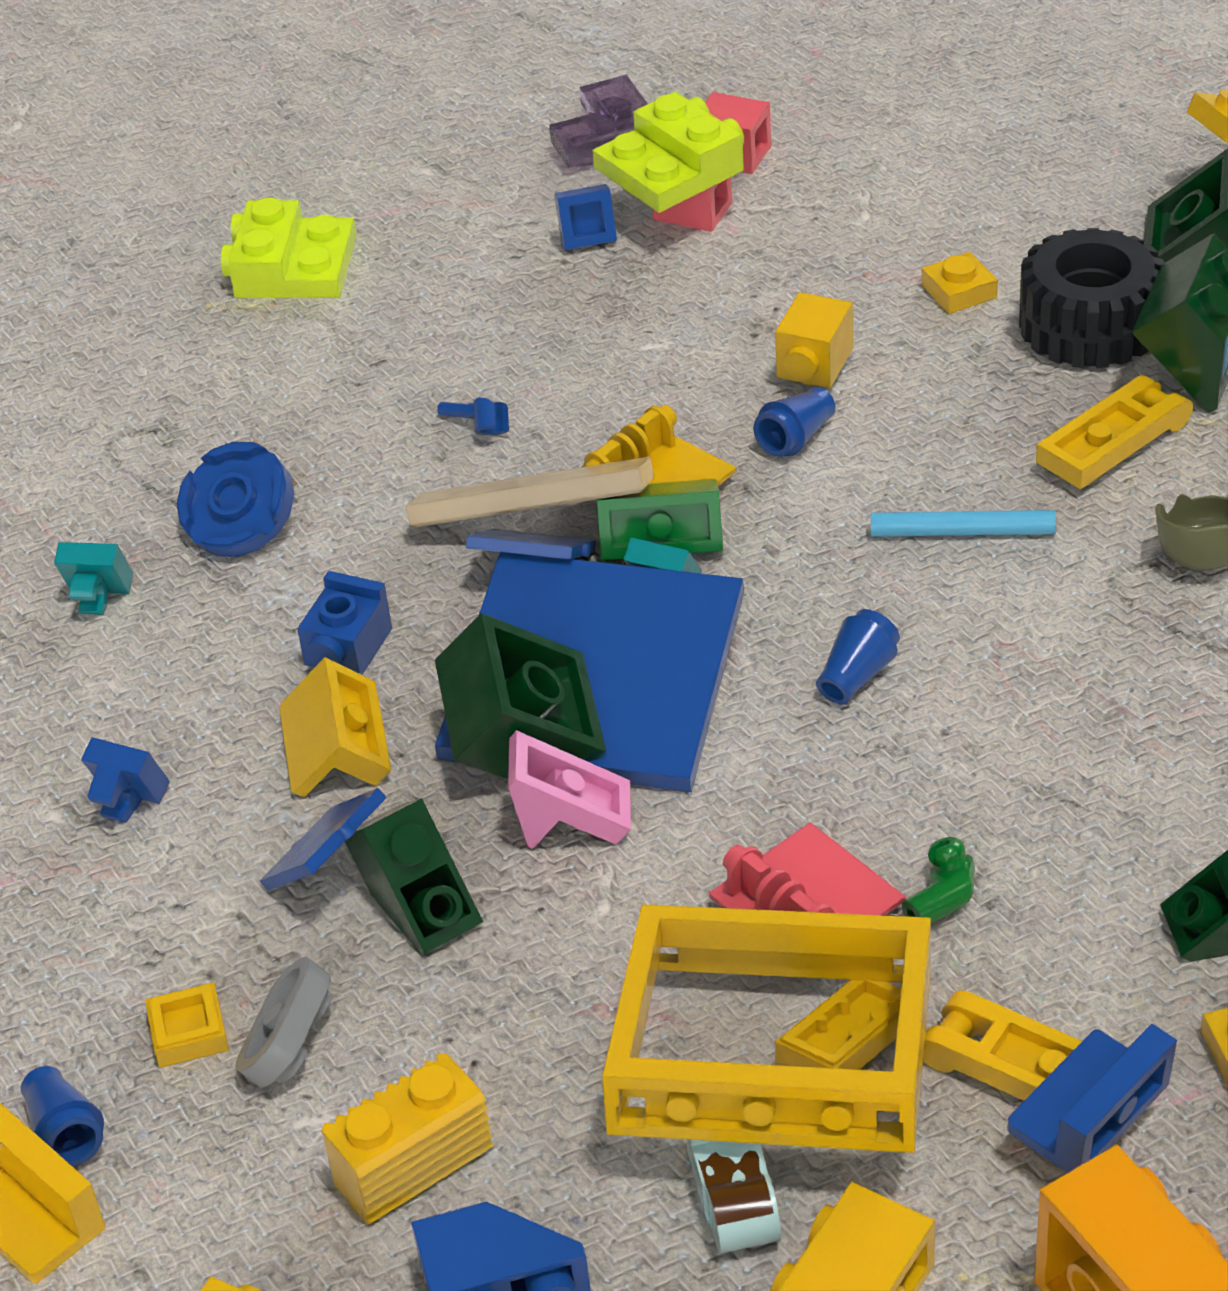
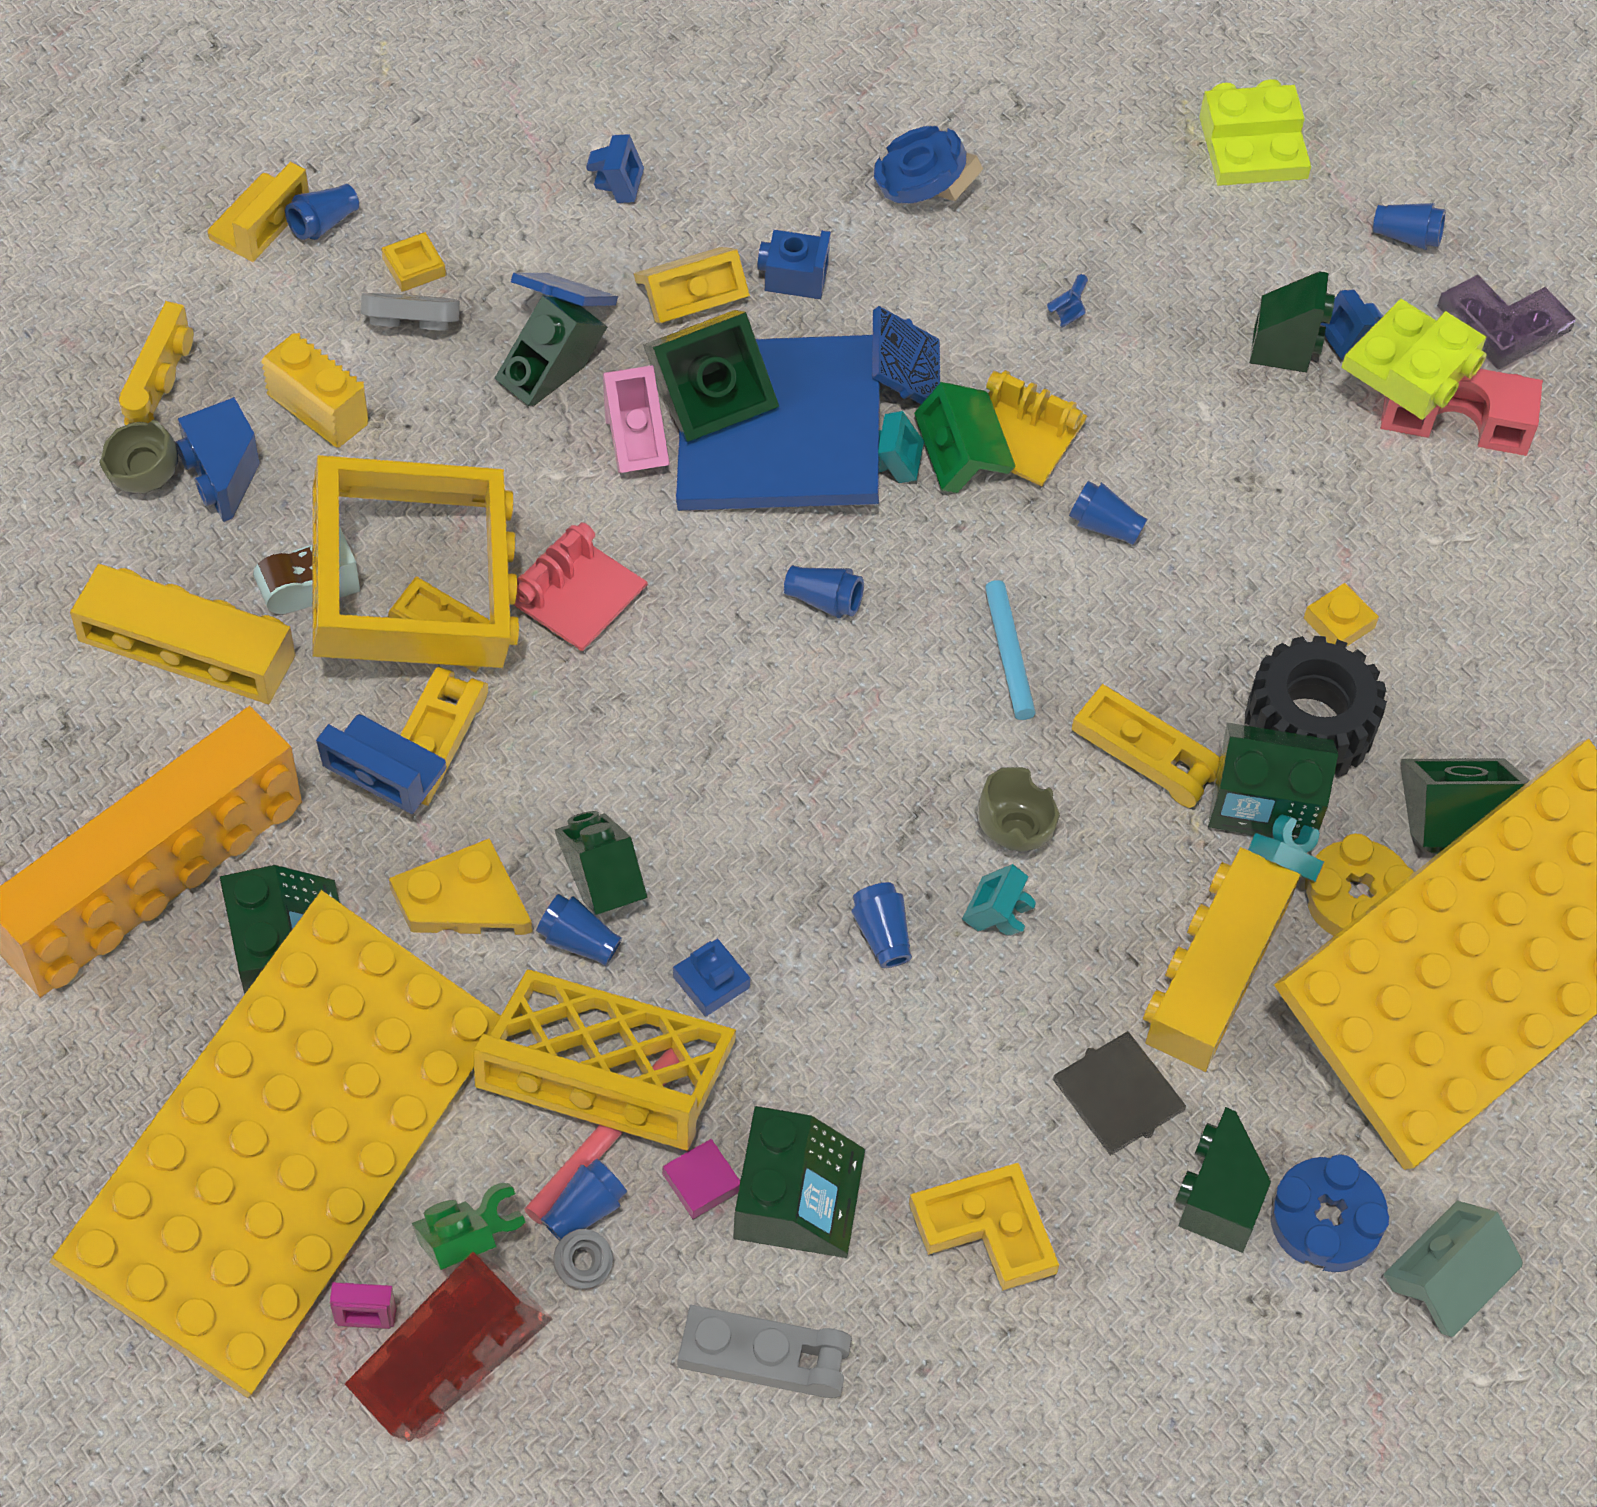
camera: 70 degrees right, 15 degrees up
(92, 573) = (821, 101): teal tile -> none
(462, 159) = (1411, 223): none -> blue cone
(530, 492) = (958, 344): tan tile -> none
(583, 240) = (1290, 323): none -> dark green slope
(814, 340) = (1200, 508): yellow brick -> none
(950, 882) = (601, 677): green arm -> none

